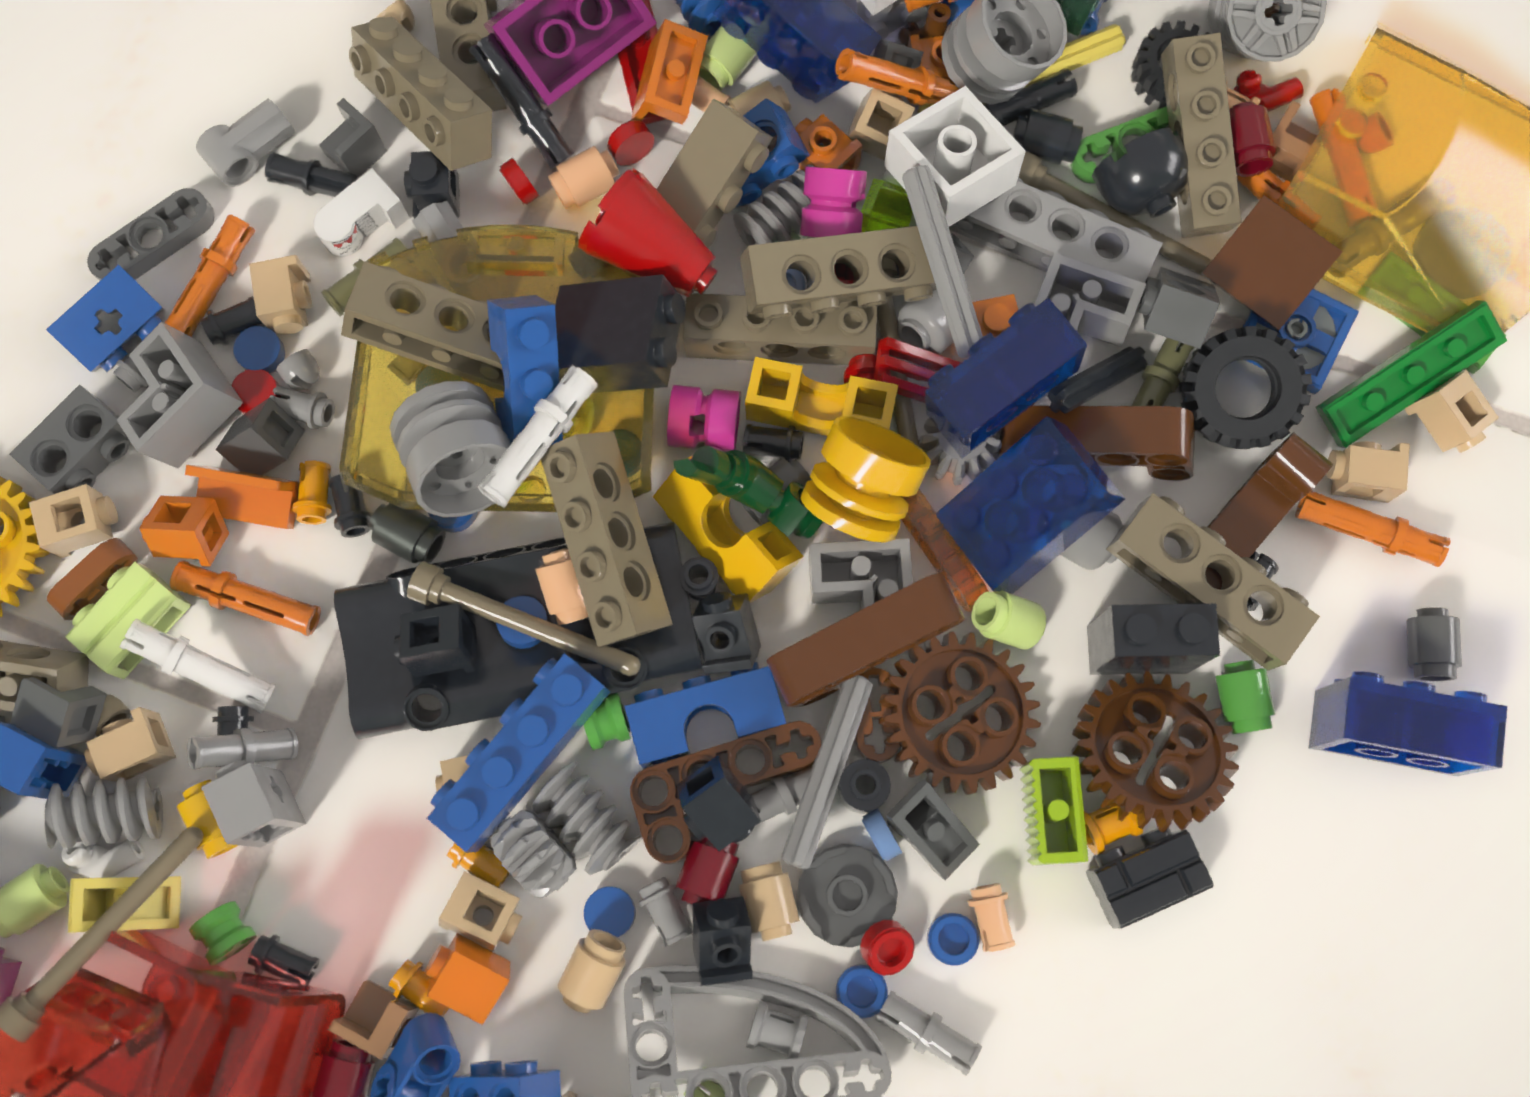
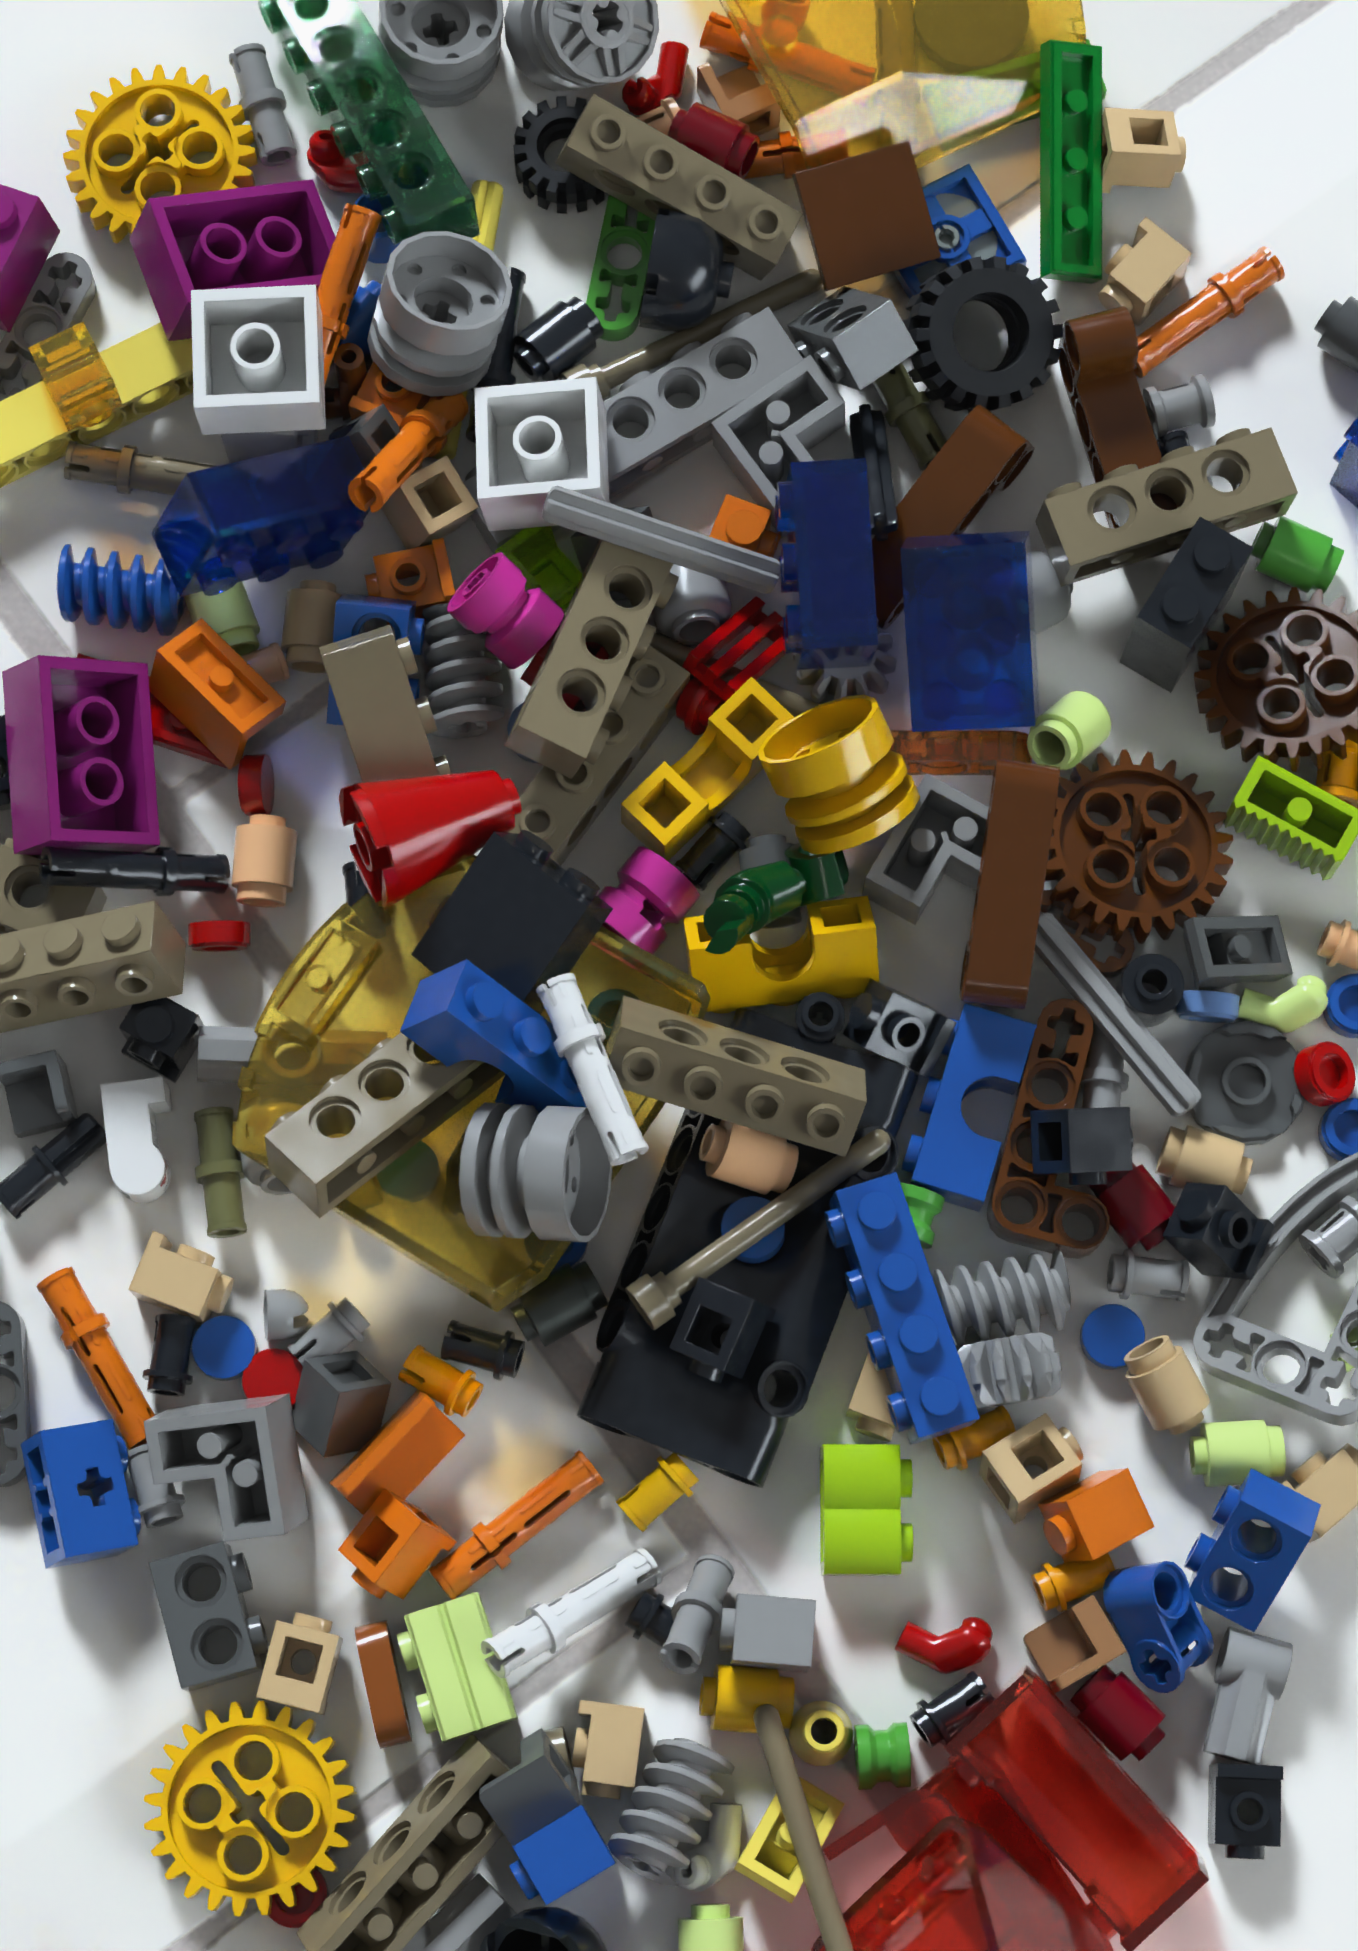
camera: 60 degrees left, 0 degrees up
(216, 881) = (803, 1742): none -> light yellow cone
(318, 673) = (658, 1491): none -> yellow pin
(323, 934) = (949, 1651): none -> red arm
(381, 816) = (862, 1510): none -> lime brick
(576, 1052) = (1232, 1448): none -> yellowish green brick
(918, 894) = (1289, 1010): none -> yellowish green arm
(1293, 553) = (1180, 406): none -> light grey bush

